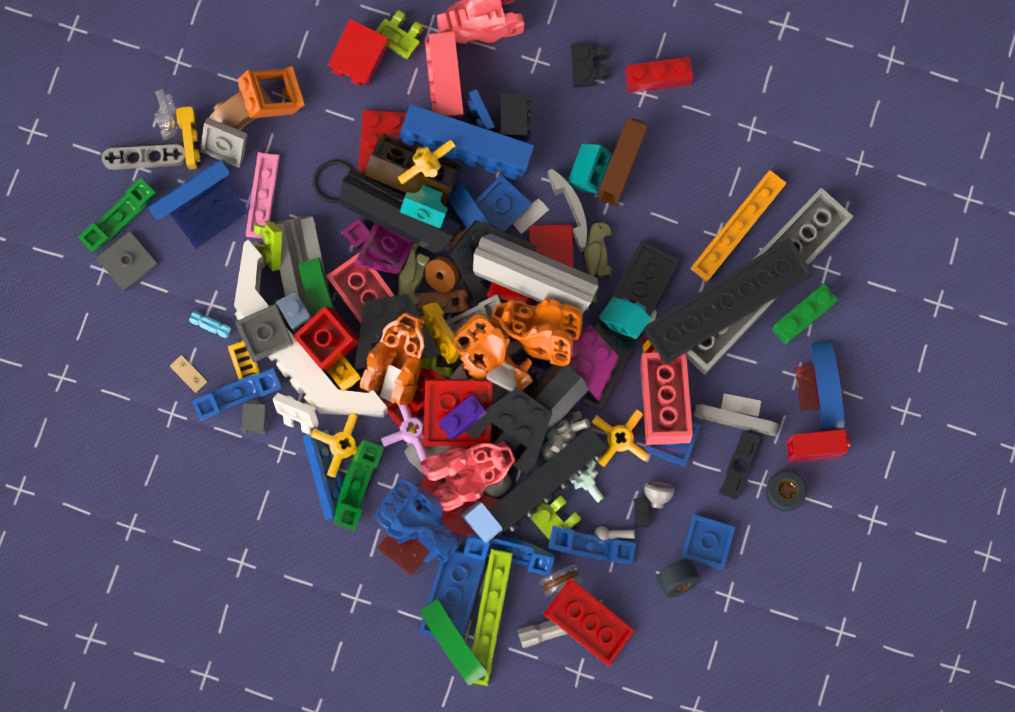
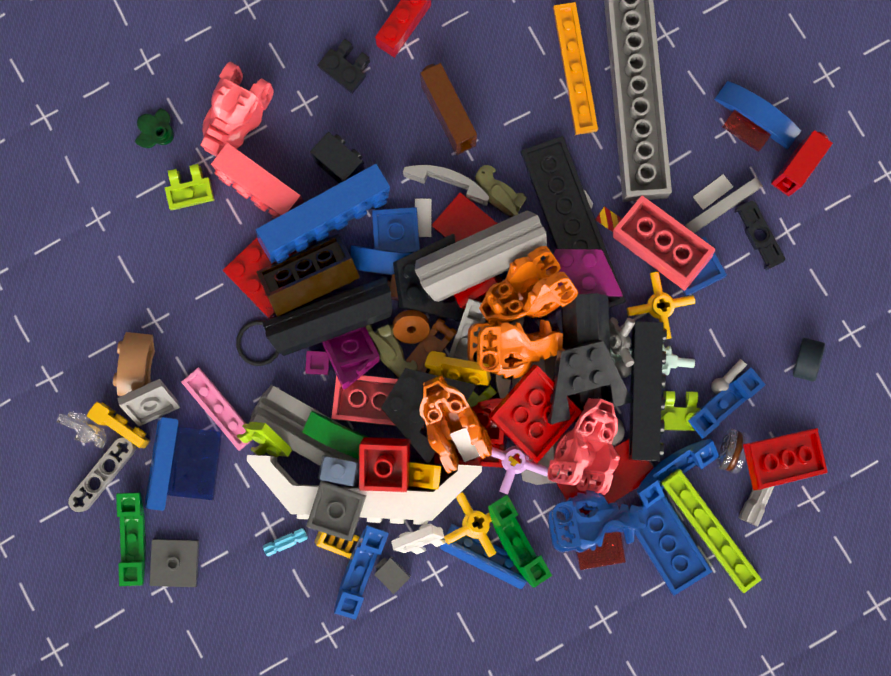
camera: 40 degrees left, 5 degrees up
(188, 373) = (309, 593): tan sticker -> none
(253, 97) = (134, 347): orange window -> none
(358, 53) = (173, 232): brick -> none
(425, 206) = (347, 291): teal brick -> none
(426, 162) = (314, 258): yellow bar -> none
(453, 642) = (706, 577): green slope -> none
(462, 417) = (545, 414): dark purple plate -> none
(478, 111) = (307, 182): blue plate -> none
(481, 521) = (635, 472): light blue slope -> none
(503, 376) = (544, 354): light grey brick -> none
(590, 168) = (429, 138): teal brick -> none
(625, 317) = (575, 216): teal brick -> none
(641, 512) = (731, 341): black piece -> none
(658, 493) = (728, 314): light grey brick -> none
(707, 542) = (798, 312): blue plate -> none
(727, 301) = (633, 128): black plate -> none
(786, 491) = (820, 218): black wheel -> none
(804, 314) = (689, 80): green brick -> none

